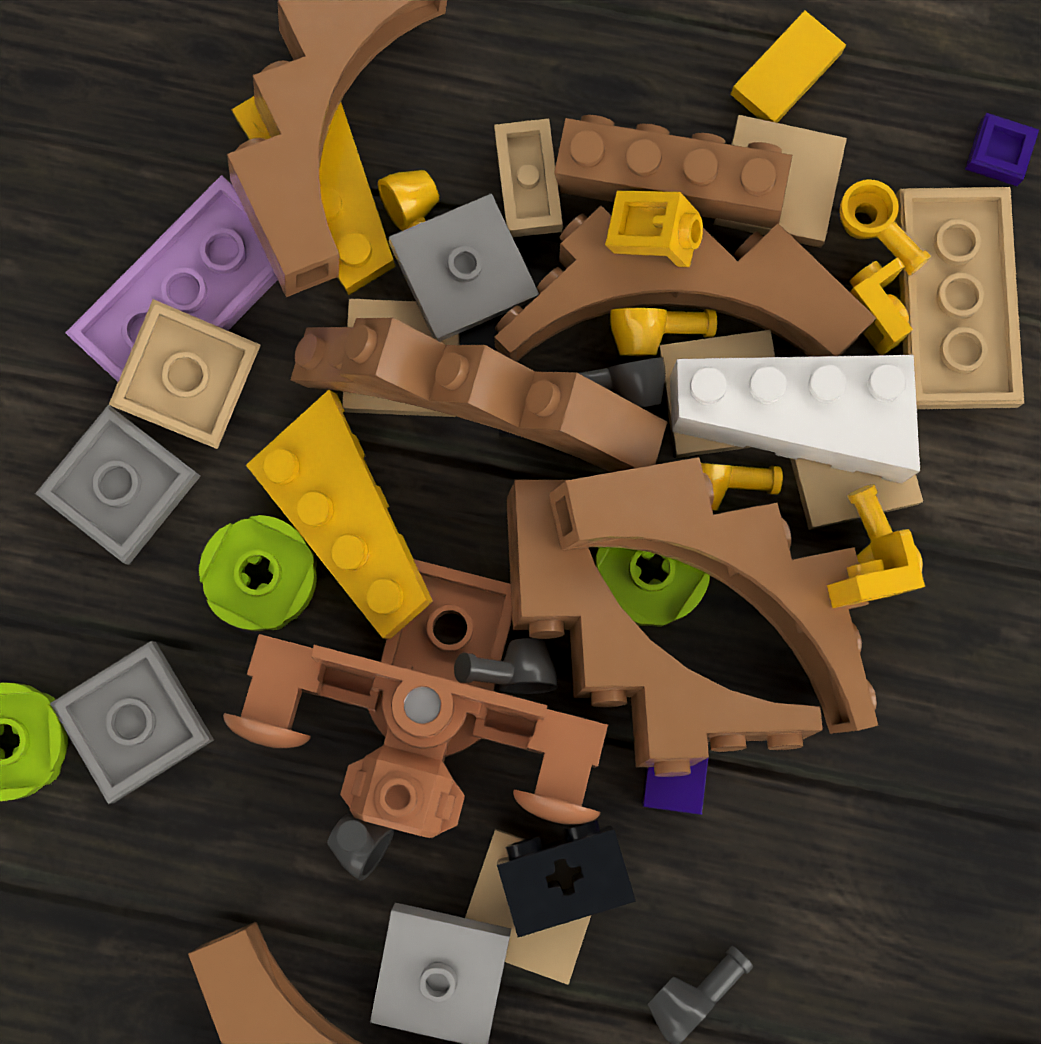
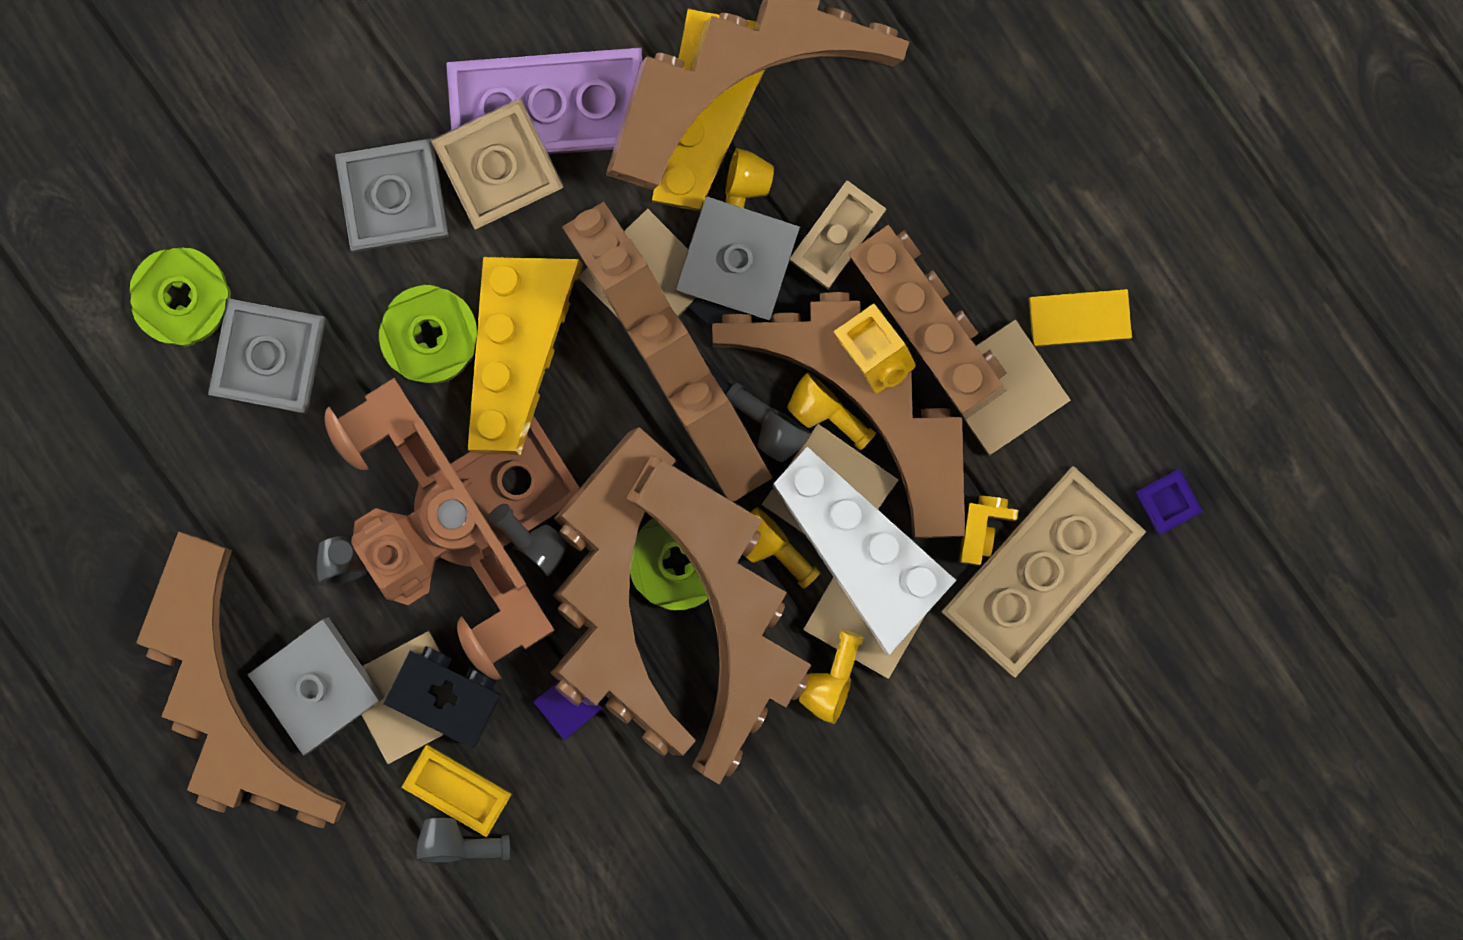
camera: 40 degrees right, 5 degrees up
(649, 949) = (456, 790): none -> yellow tile
(882, 207) = (1033, 481): yellow bar -> none
(893, 572) = (795, 692): yellow bracket -> none

